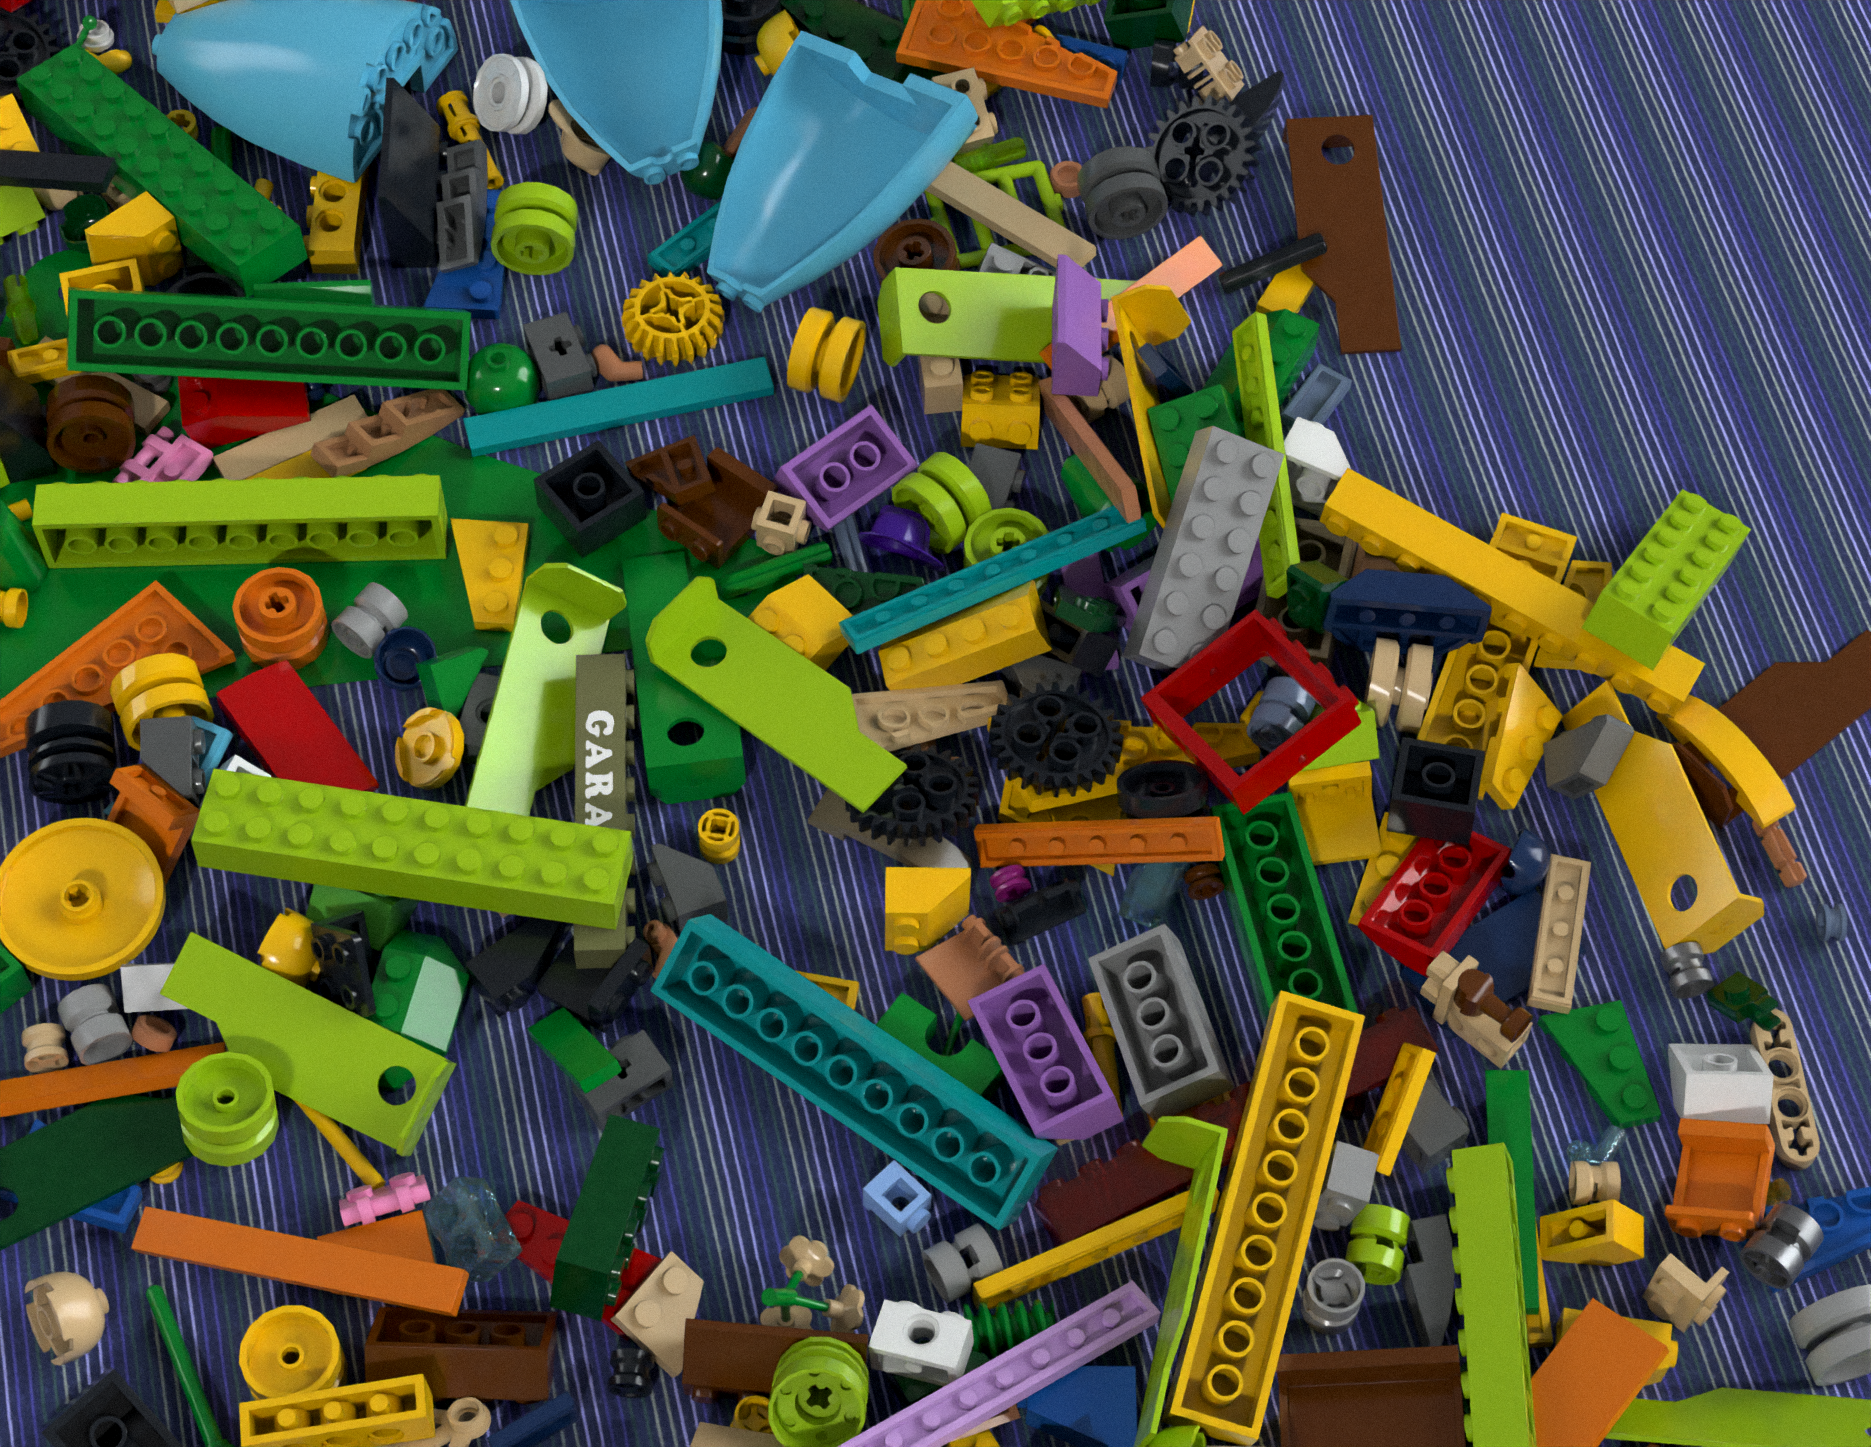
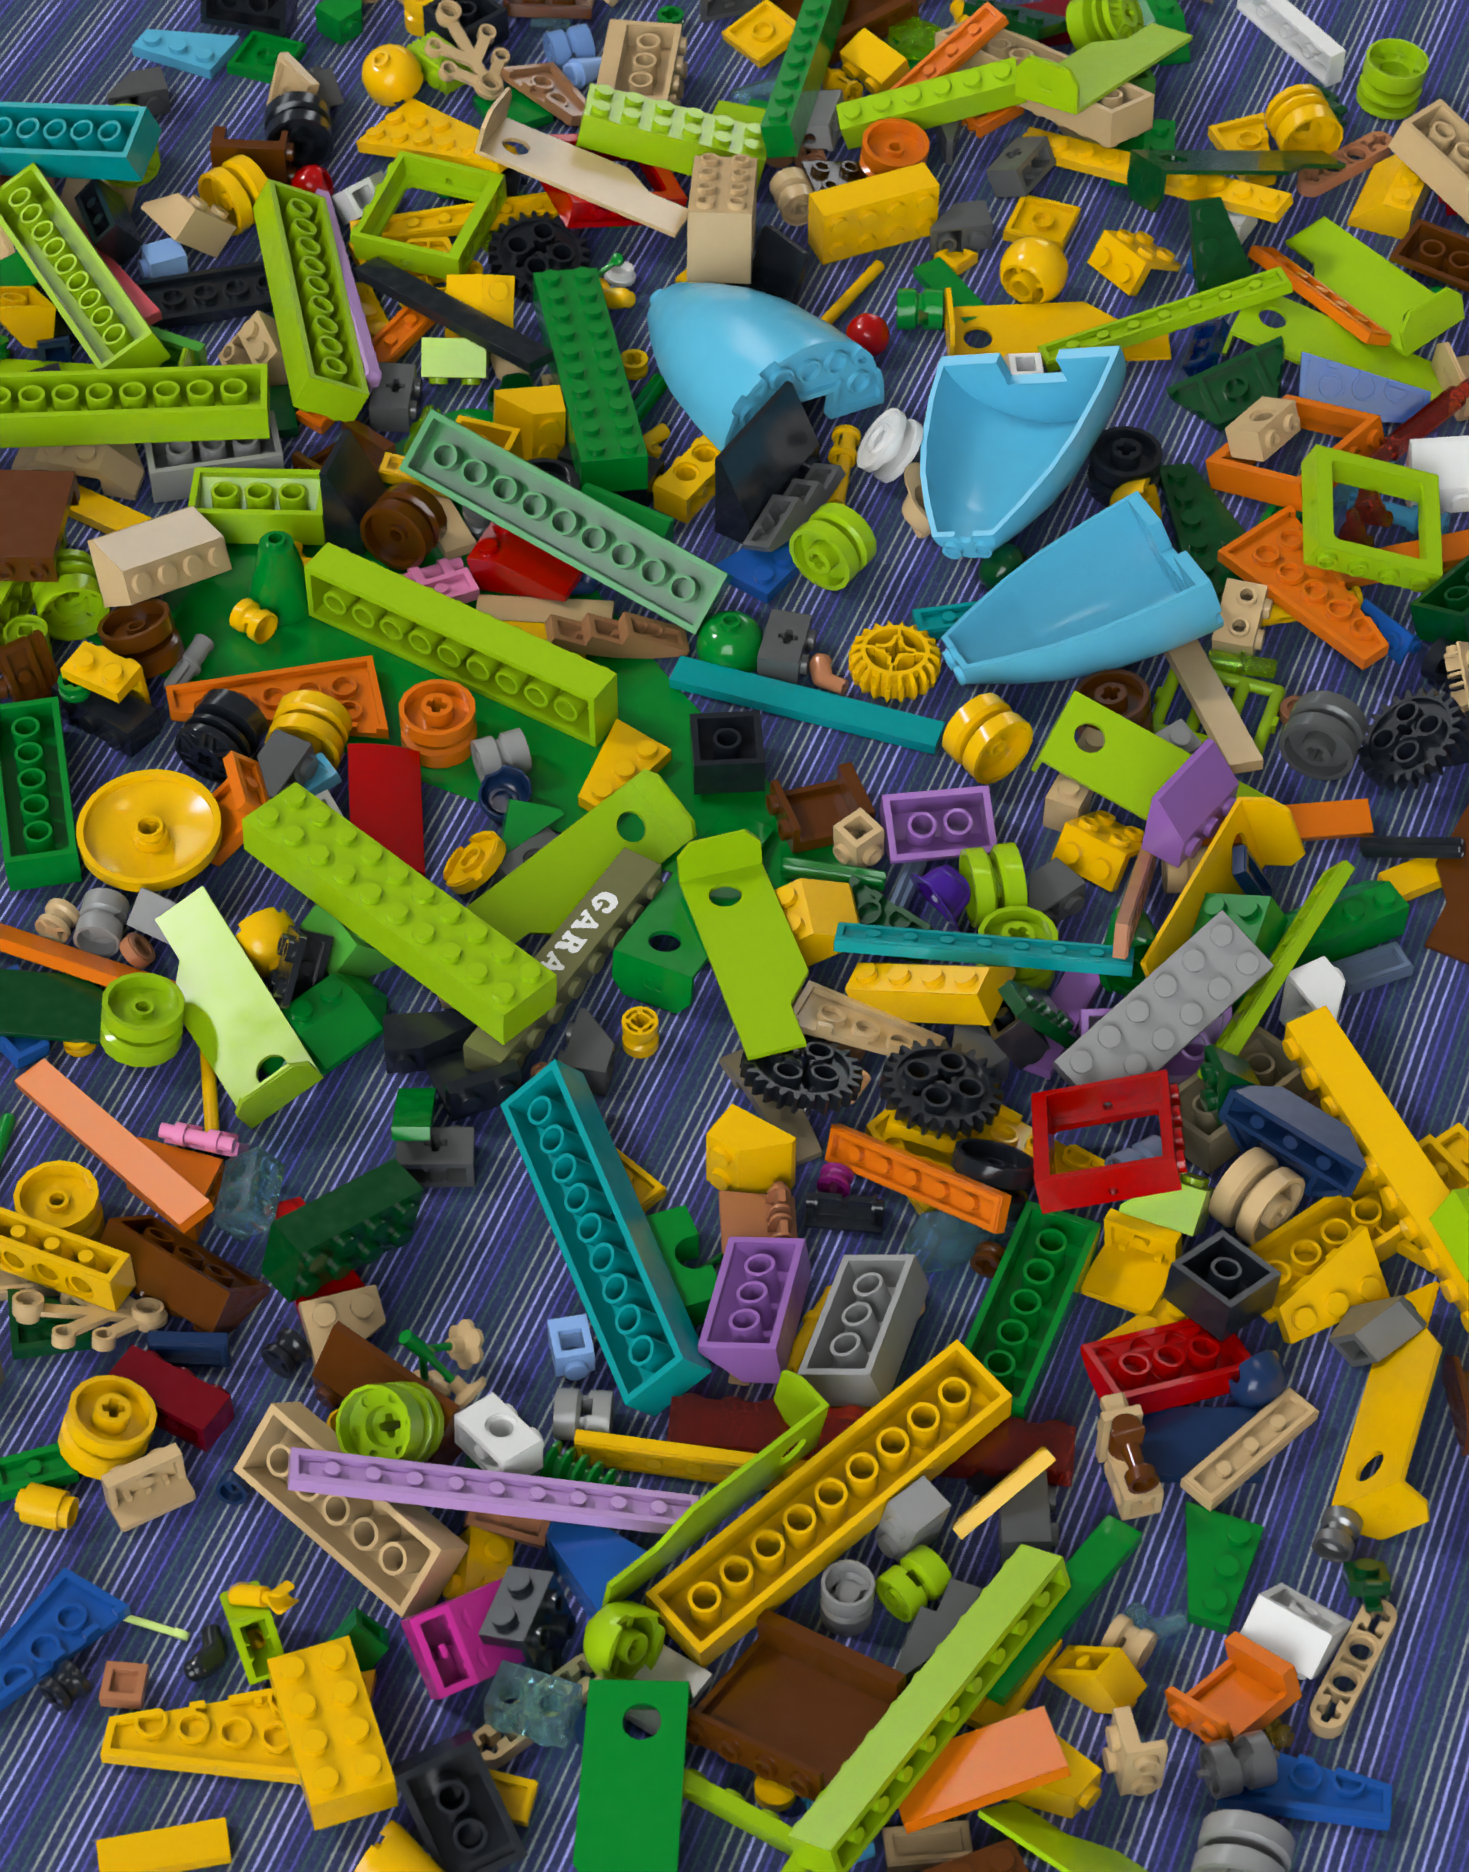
camera: 35 degrees right, 10 degrees down
(674, 471) = (809, 767): reddish brown wing -> none

